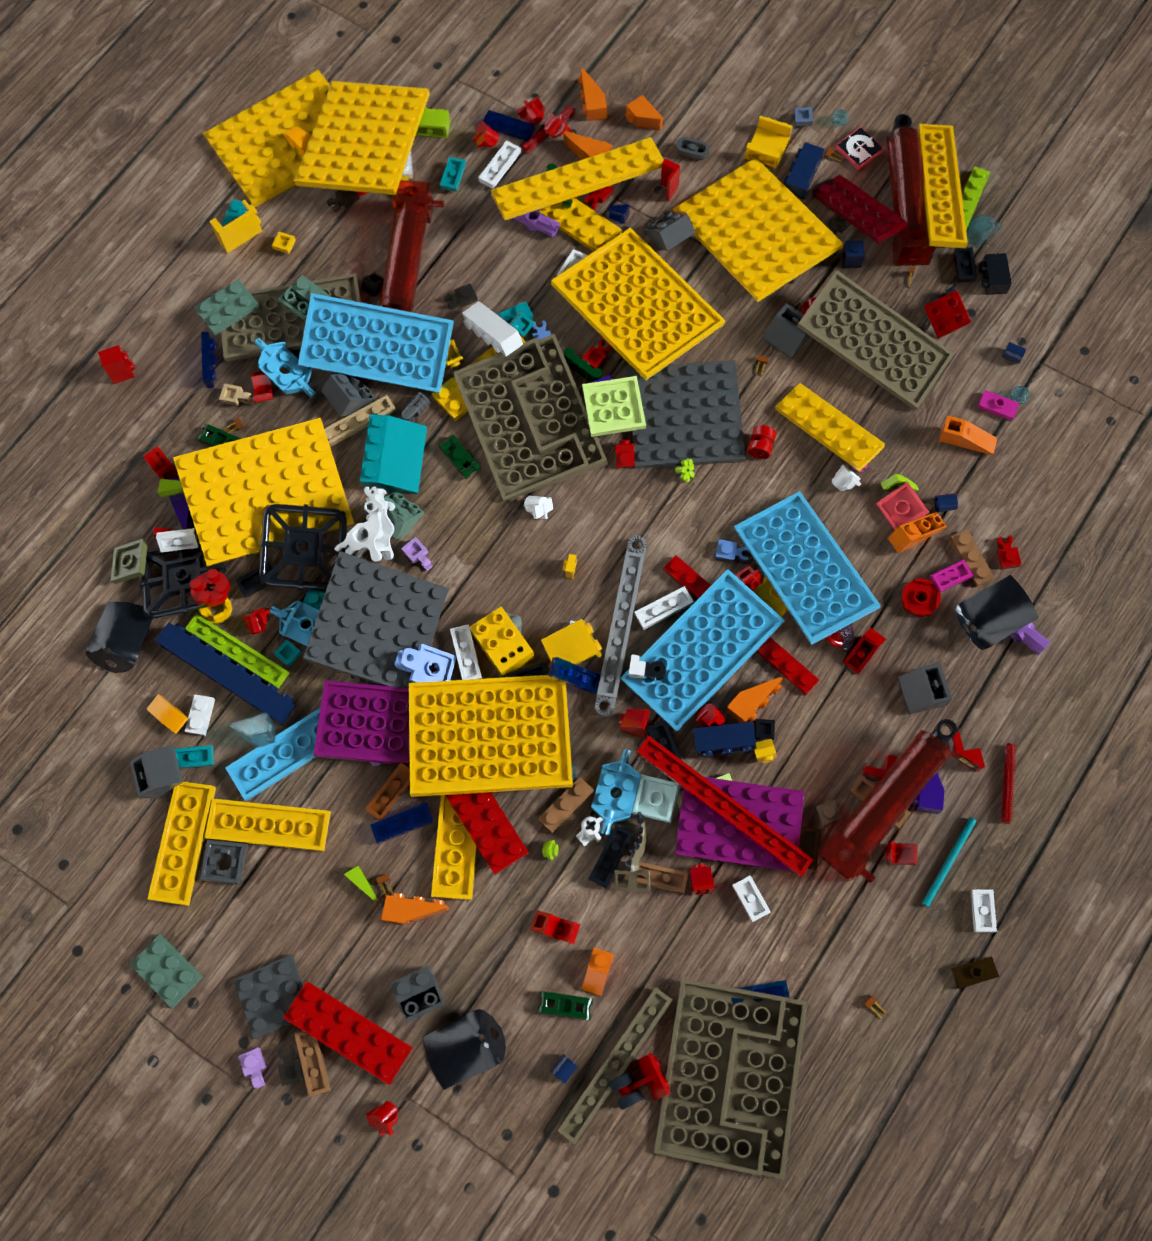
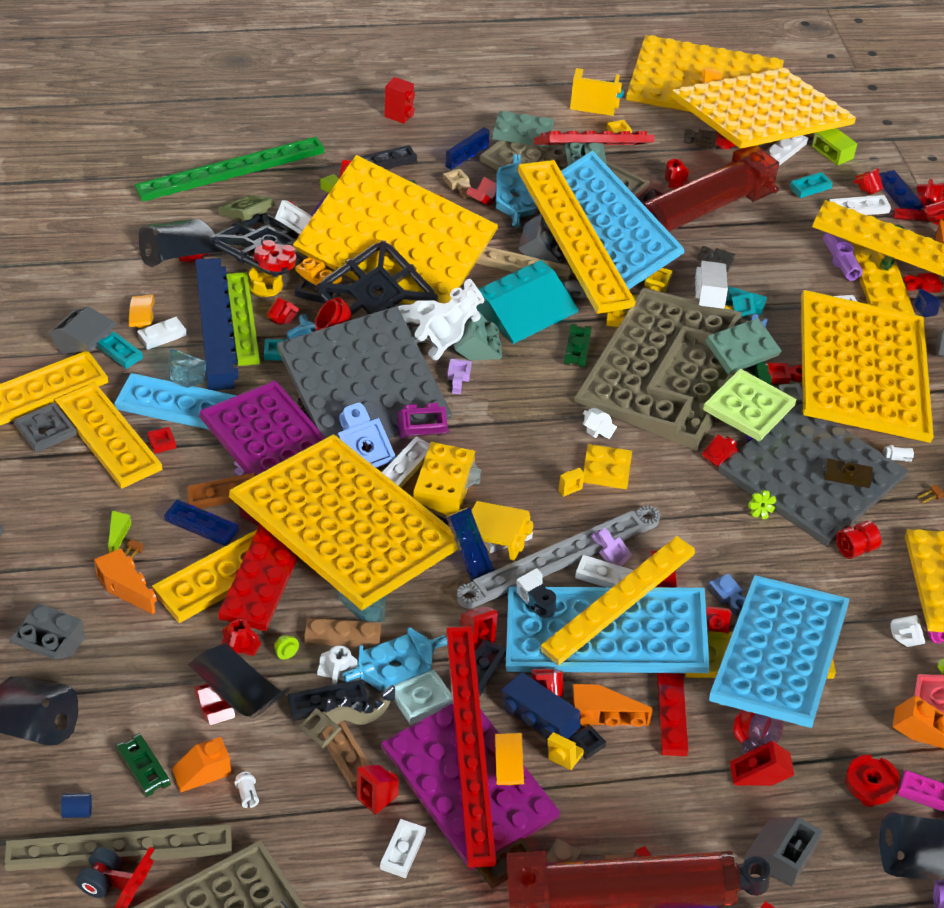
camera: 40 degrees right, 25 degrees down
(72, 539) = (228, 169): none -> green plate
(166, 423) = (393, 157): none -> black plate
(242, 569) = (314, 271): none -> light orange slope
(287, 274) = (604, 137): none -> plate
(305, 598) = (332, 313): none -> red piece
(305, 793) = (161, 440): none -> red plate
(361, 248) = (676, 173): none -> red piece
(371, 374) = (576, 237): none -> yellow plate
(433, 616) = (423, 430): none -> magenta window
(519, 873) = (241, 637): none -> red piece
(558, 903) = (236, 681): none -> black piece
(564, 363) = (743, 346): none -> sand green plate
(574, 531) = (607, 466): none -> yellow plate
(617, 368) = (793, 390): none -> light grey plate
(635, 956) = (245, 784): none -> white pin
(646, 589) = (614, 549): none -> lavender plate
(692, 626) = (617, 600): none -> yellow plate
(711, 399) = (848, 473): none -> dark brown plate
(718, 352) = (898, 453): none -> white pin
(754, 793) = (509, 759): none -> light orange slope

